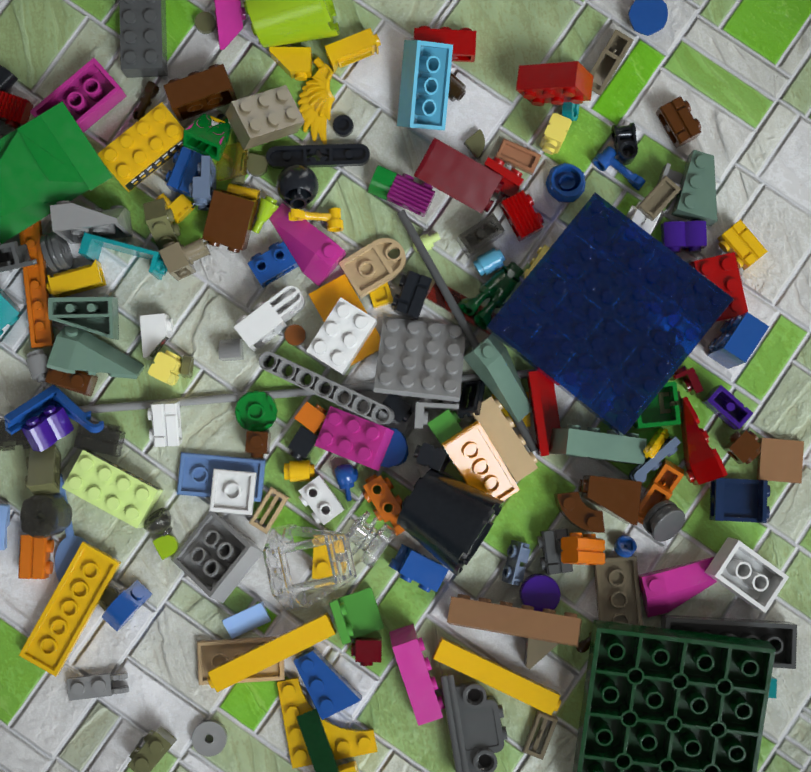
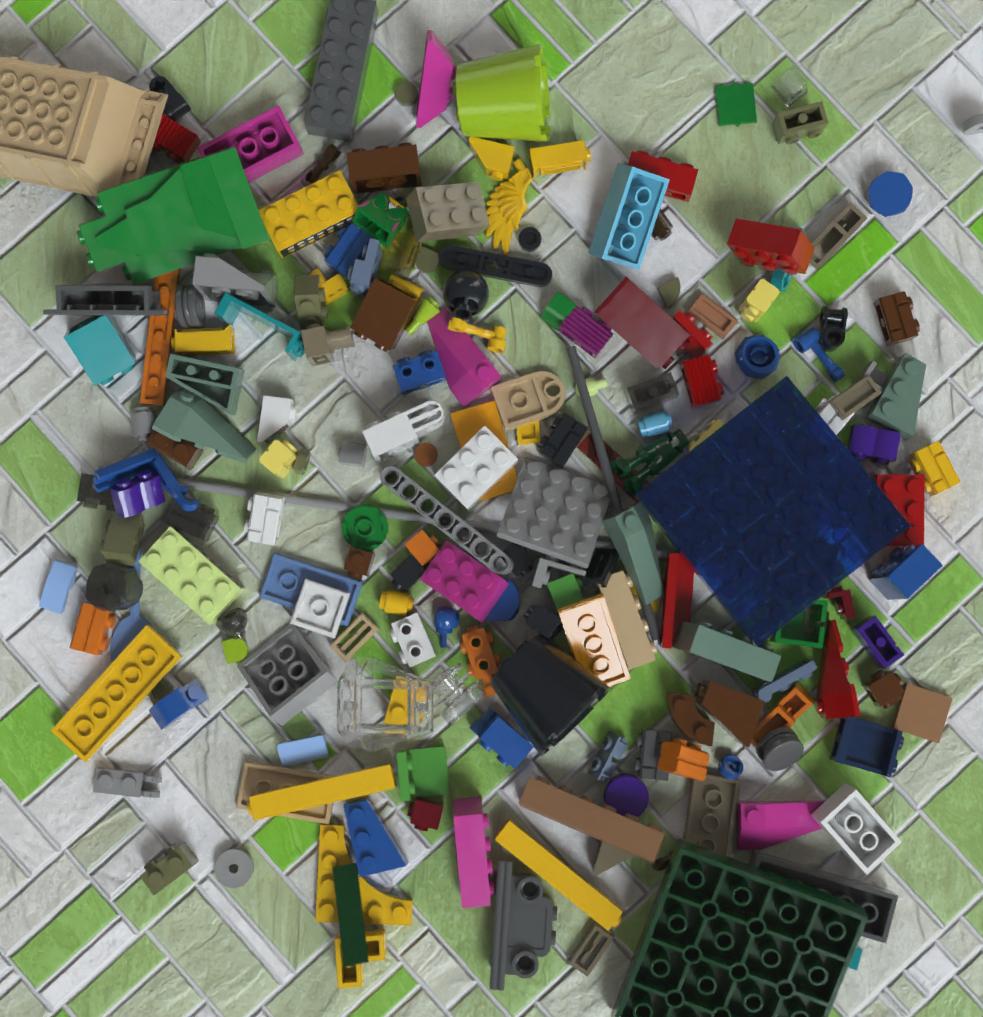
camera: 15 degrees right, 0 degrees up
(656, 443) = (790, 662): yellow axle -> none

